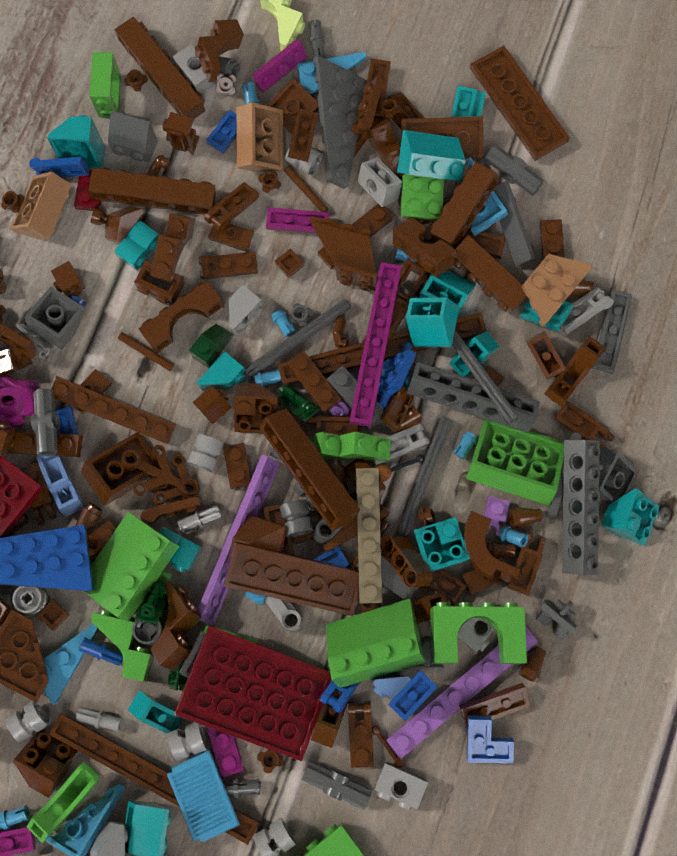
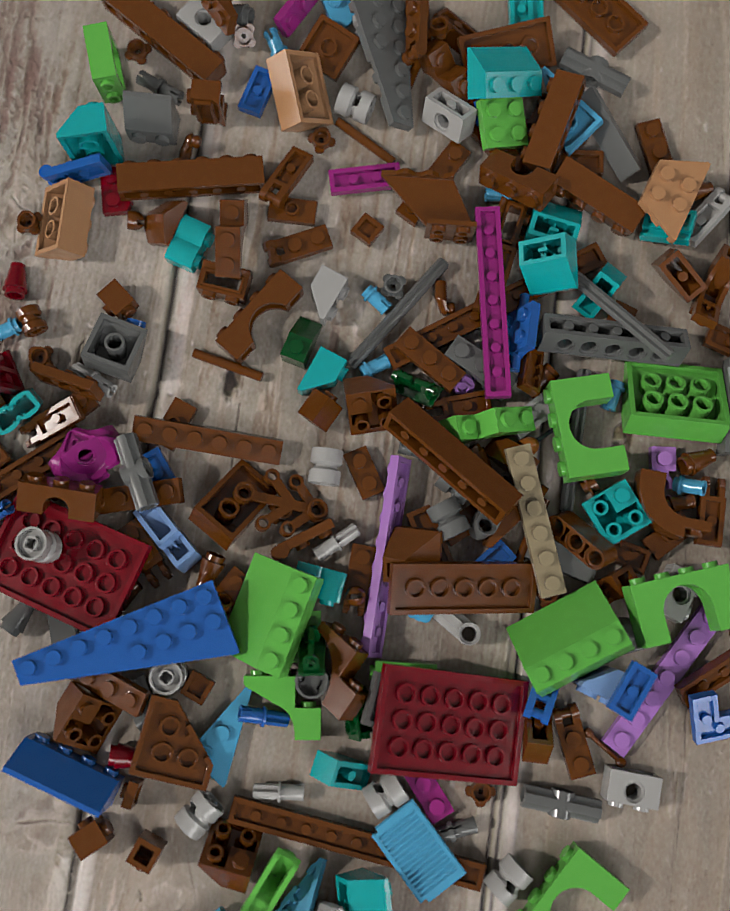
camera: 20 degrees left, 5 degrees up
(146, 112) = (159, 86): none -> dark grey pin
(203, 571) = (356, 601): none -> reddish brown hinge
(210, 552) = (359, 573): none -> reddish brown hinge
(303, 135) = (351, 77): reddish brown plate -> none
(417, 493) = (576, 460): none -> bright green arch

